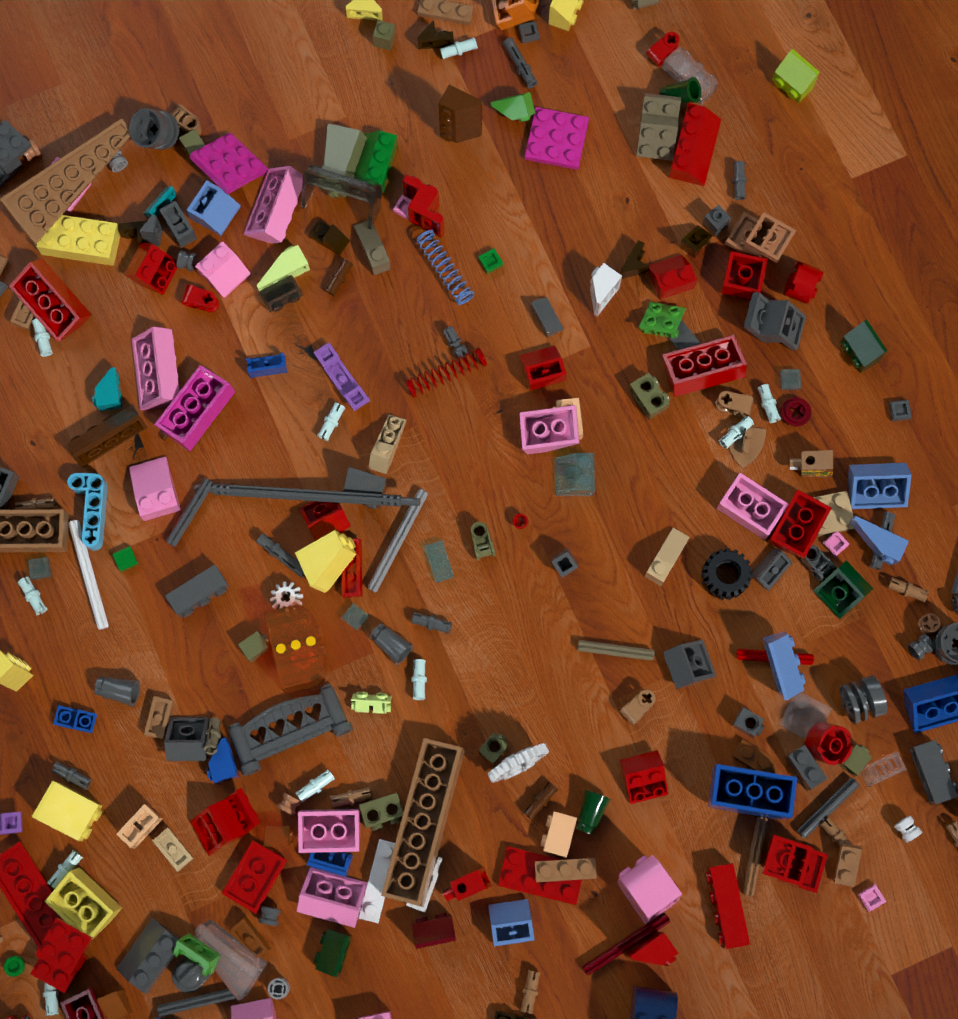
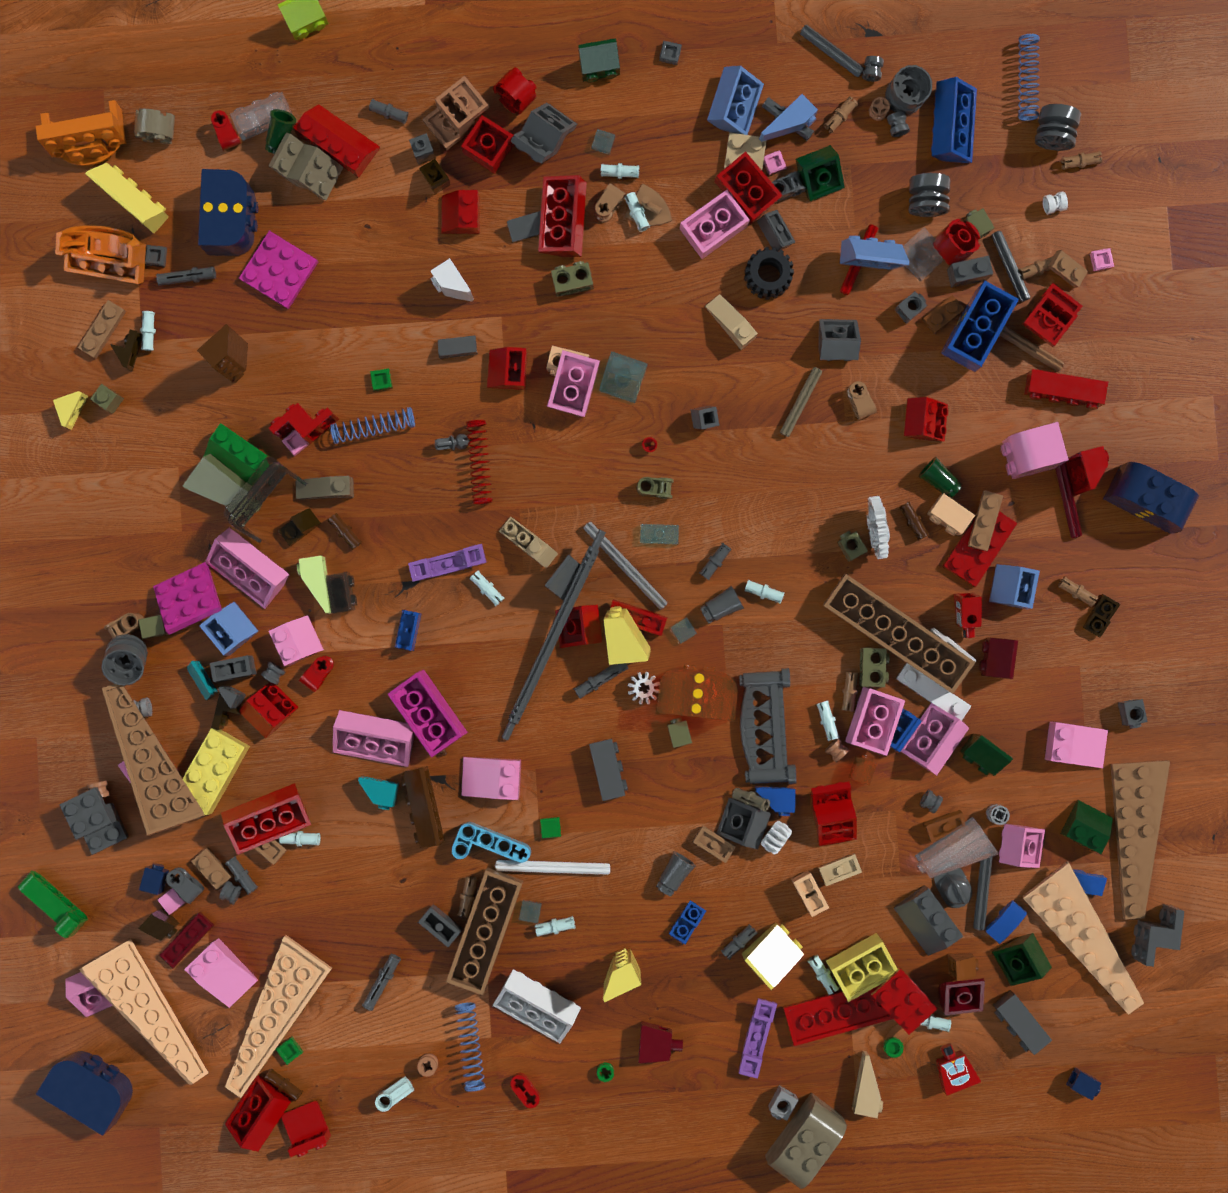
camera: 65 degrees left, 10 degrees up
(183, 774) = (776, 837): none -> white gear
(189, 513) = (527, 752): dark grey axle -> none
(197, 952) = (944, 875): bright green hinge -> none
(254, 877) = (891, 803): red plate -> none
(378, 701) = (772, 634): yellowish green hinge -> none
(516, 106) = (232, 297): bright green slope -> none
(588, 74) = (226, 213): none -> dark blue brick
(633, 265) = (437, 246): dark brown slope -> none
(662, 319) = (501, 237): bright green hinge -> none
(793, 403) = (638, 141): dark red gear -> none
(821, 463) = (697, 144): medium nougat torso -> none
(872, 775) = (999, 215): clear slope -> none
(934, 772) = (1014, 159): dark grey brick -> none

